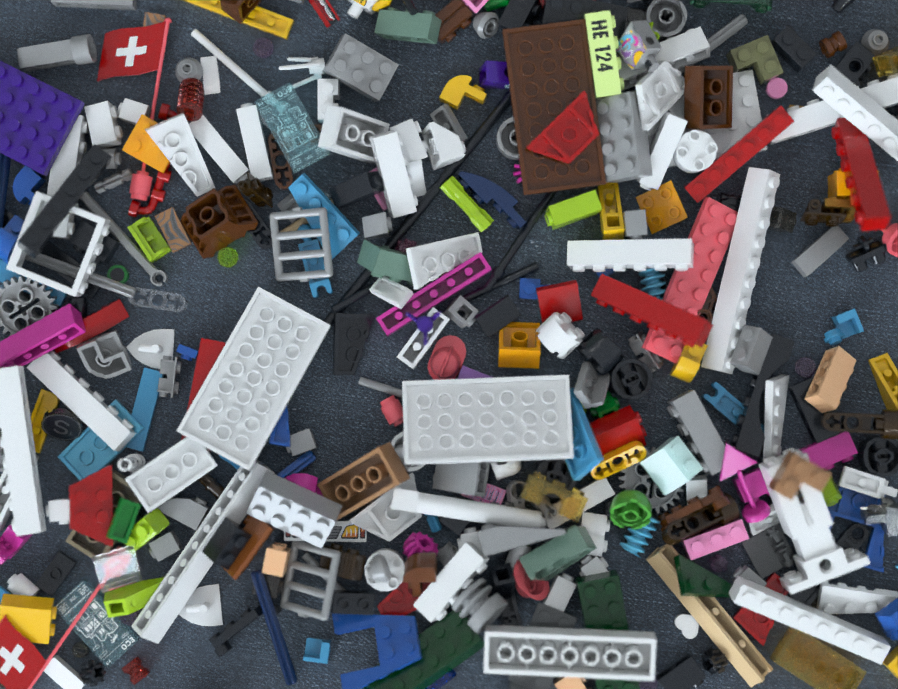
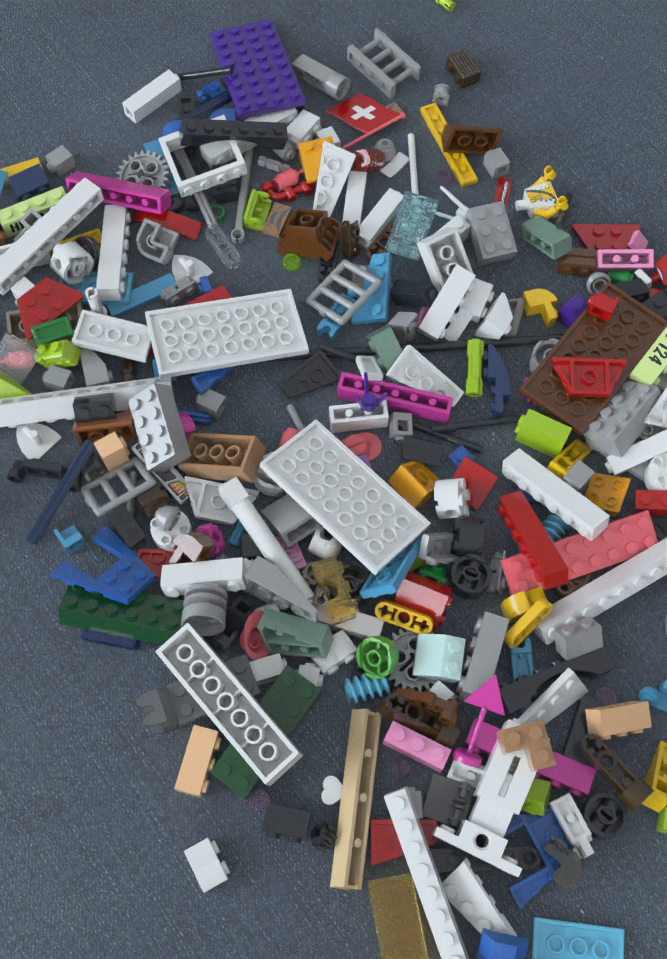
camera: 45 degrees right, 20 degrees down
(64, 447) = (71, 262): none -> white brick
(521, 60) = (602, 305): none -> red brick
(698, 581) = (373, 761): dark green wing -> none
(707, 376) = (528, 622): none -> yellow beam

